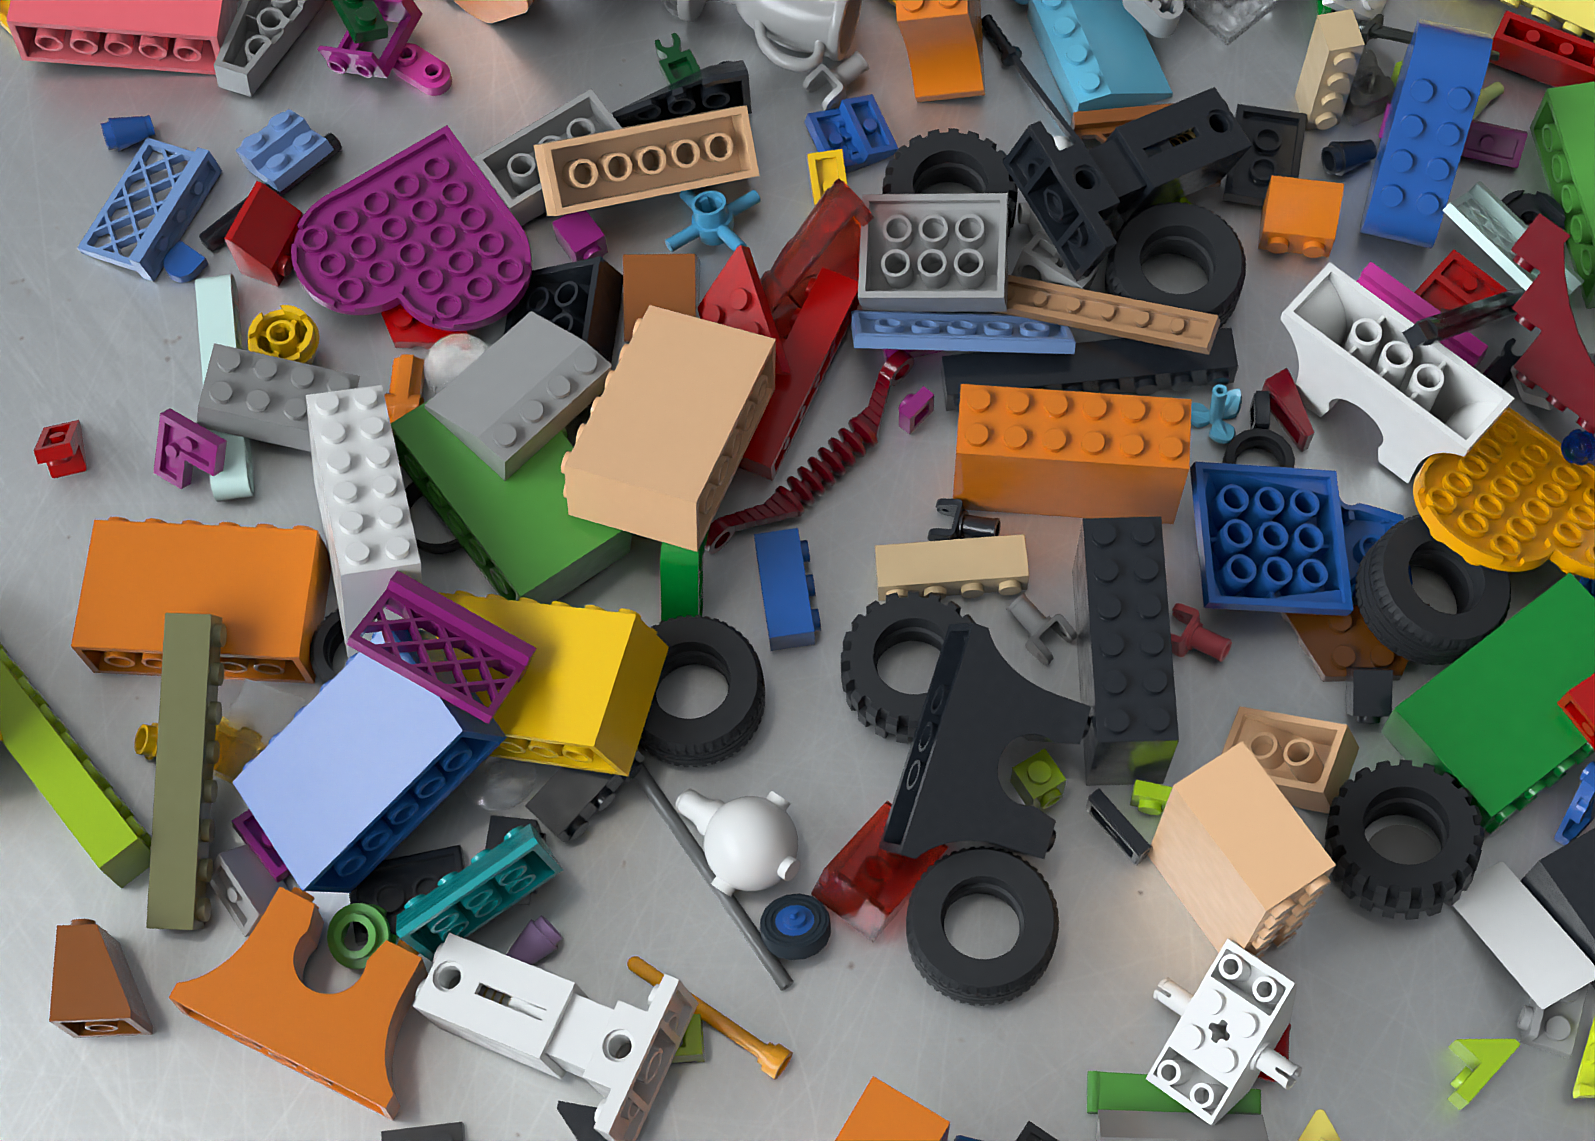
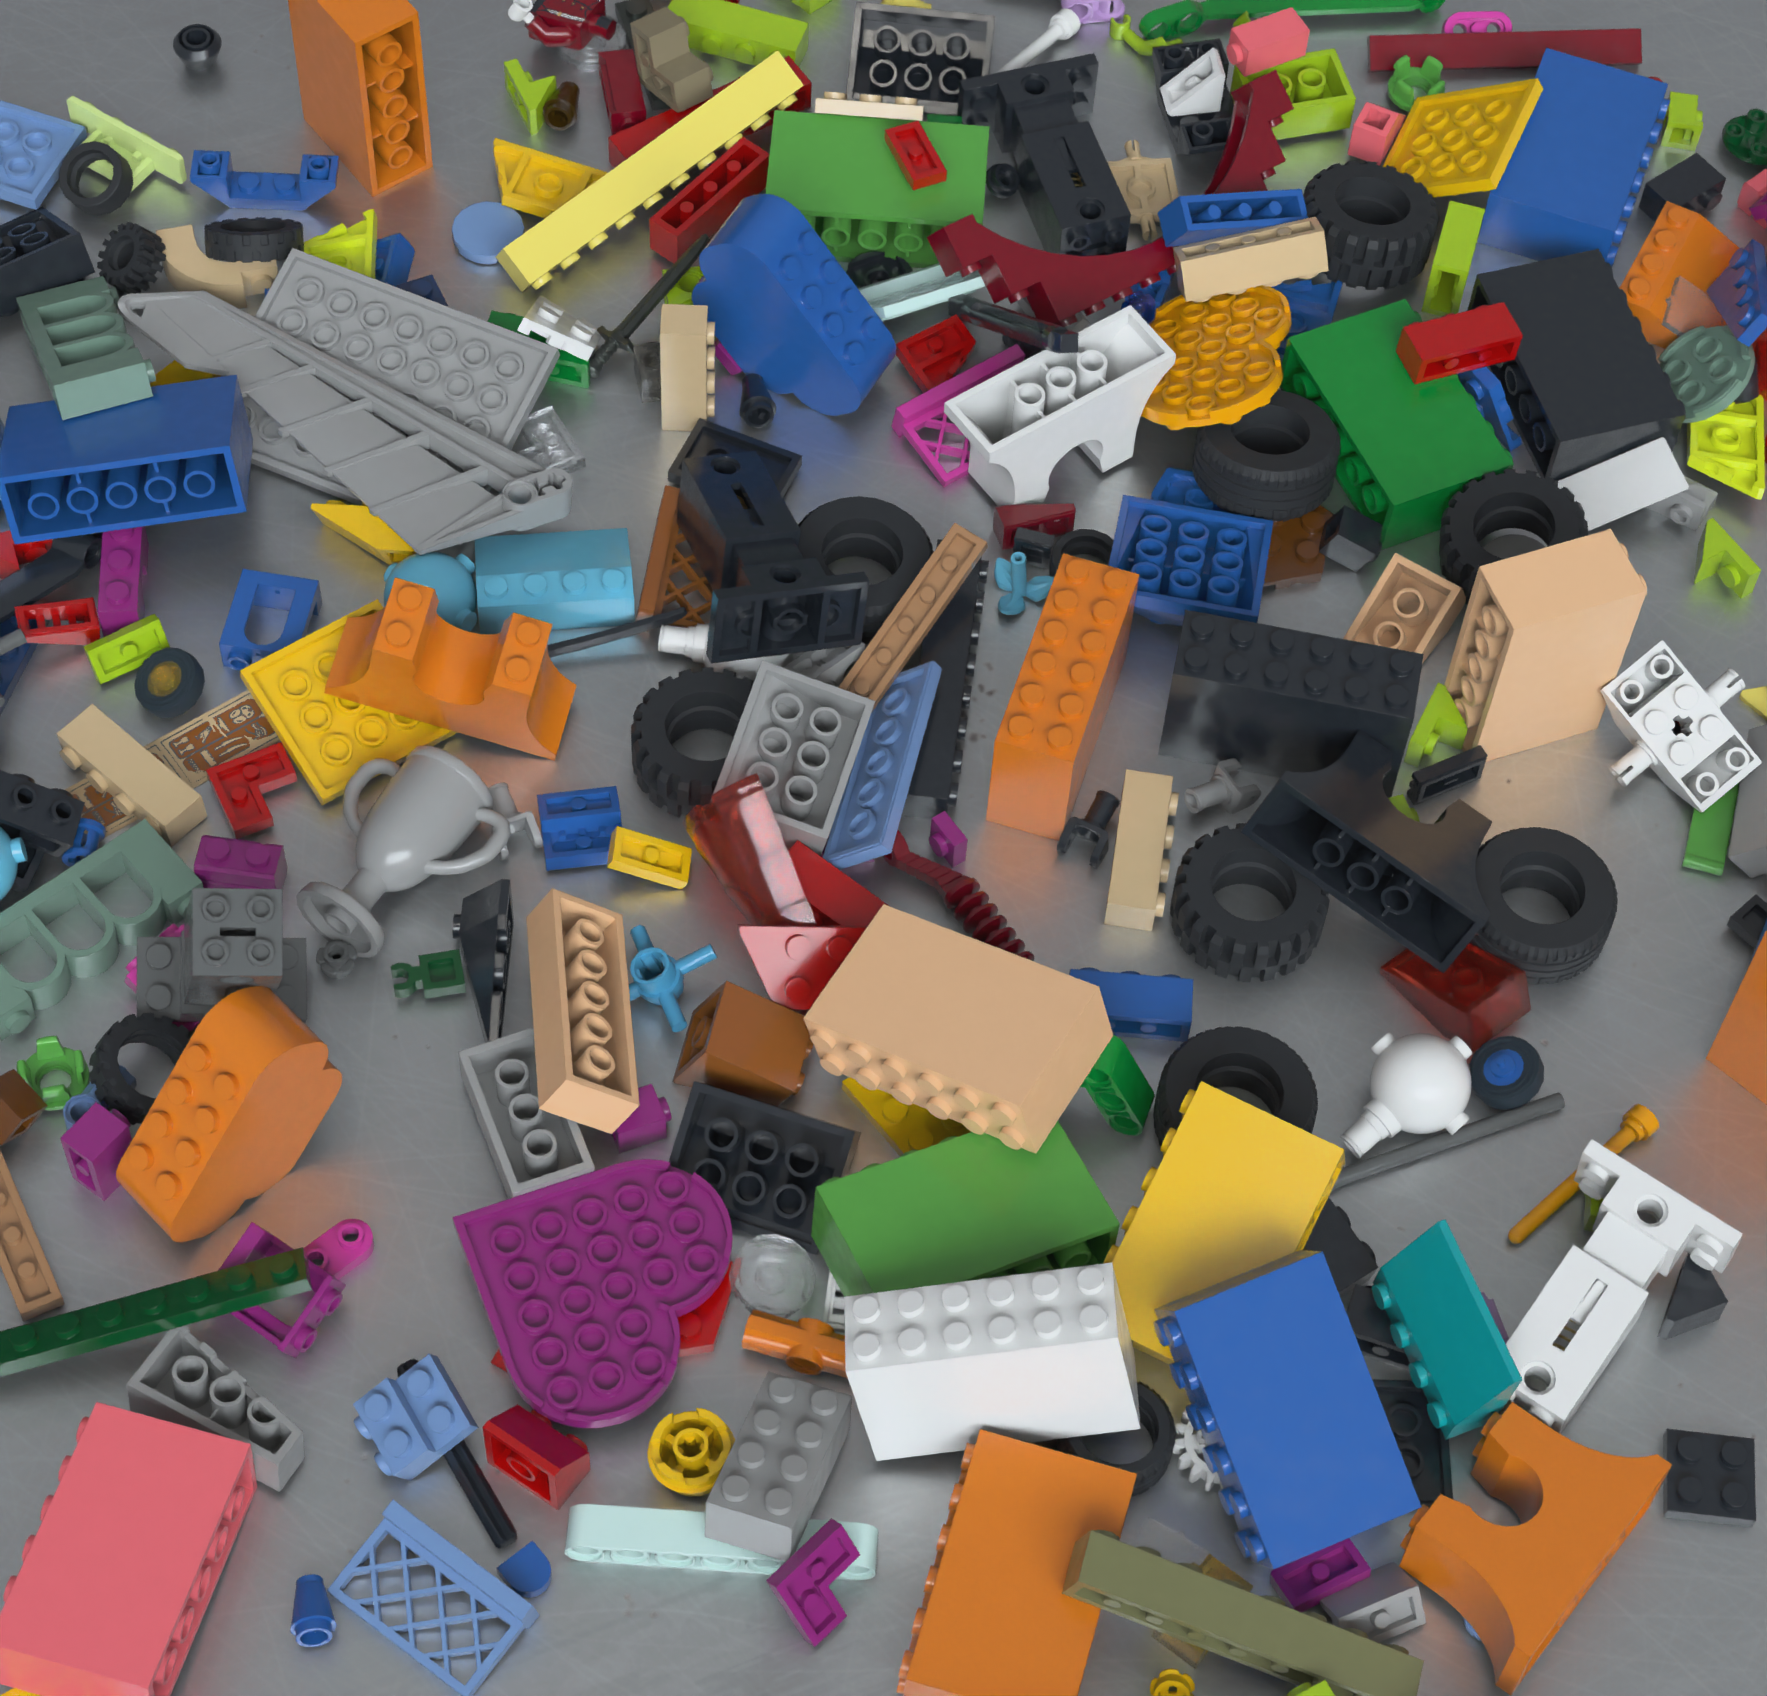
camera: 85 degrees left, 10 degrees down
(376, 924) = (1434, 1473): bright green piece -> none
(455, 629) = (1189, 1251): magenta fence -> none
(520, 393) = (876, 1168): light grey slope -> none
(1300, 216) = (826, 453): orange slope -> none

